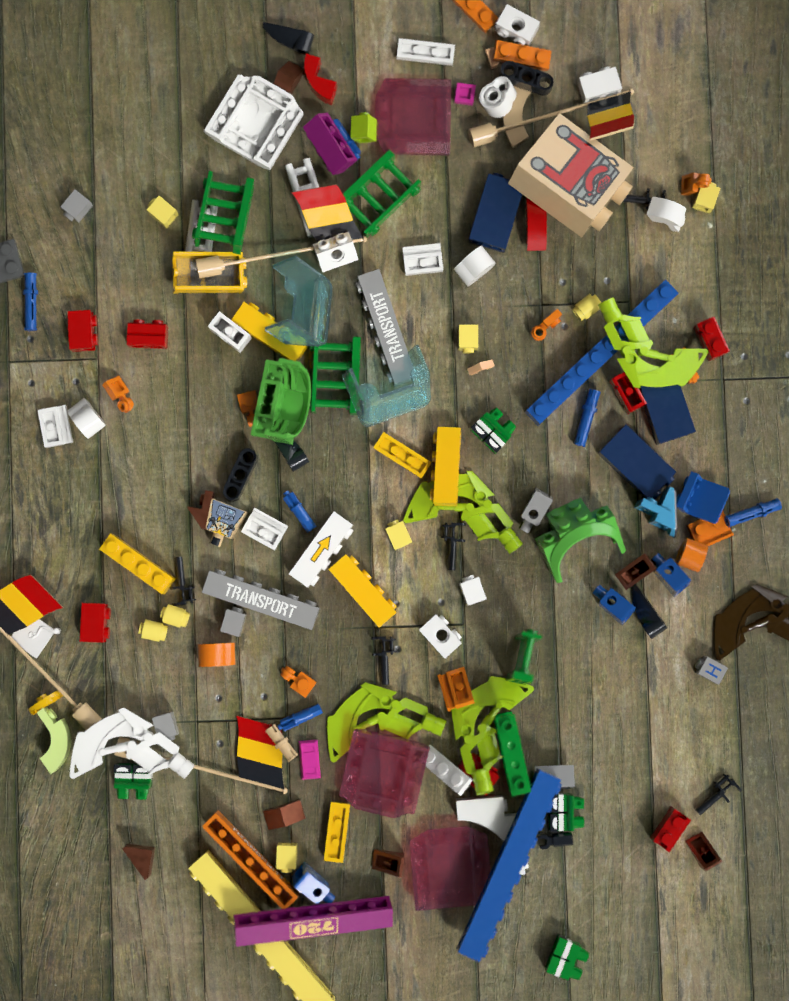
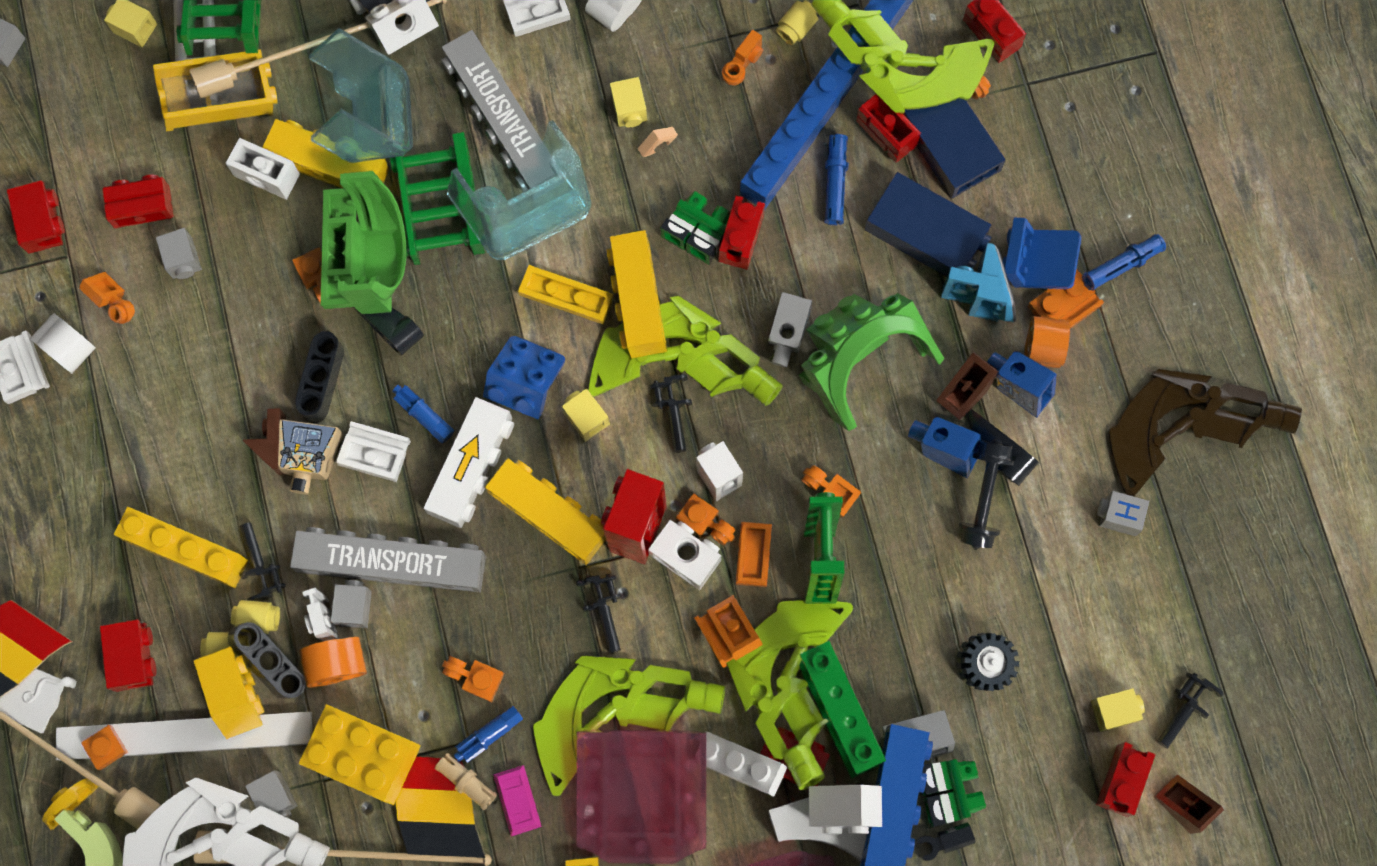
camera: 10 degrees left, 10 degrees down
(72, 675) = (104, 747): none -> orange plate
(120, 677) = (190, 735): none -> white tile
(152, 661) = (229, 692): none -> yellow brick
(167, 376) = (178, 254): none -> light grey brick
(183, 652) = (281, 664): none -> black beam
(213, 630) = (319, 616): none -> white plate
(222, 713) = (359, 754): none -> yellow brick
(365, 501) = (522, 376): none -> blue bracket
(415, 612) = (635, 515): none -> red brick
(453, 613) = (700, 517): none -> orange plate
(481, 643) = (753, 554): none -> orange tile
(501, 812) = (845, 807): none -> white brick
(520, 440) = (741, 233): none -> red brick
(540, 619) = (840, 487): none -> orange plate
(606, 741) = (987, 662): none -> black wheel
(620, 662) = (979, 534): none -> black piece
(676, 787) = (1118, 709): none -> light yellow brick

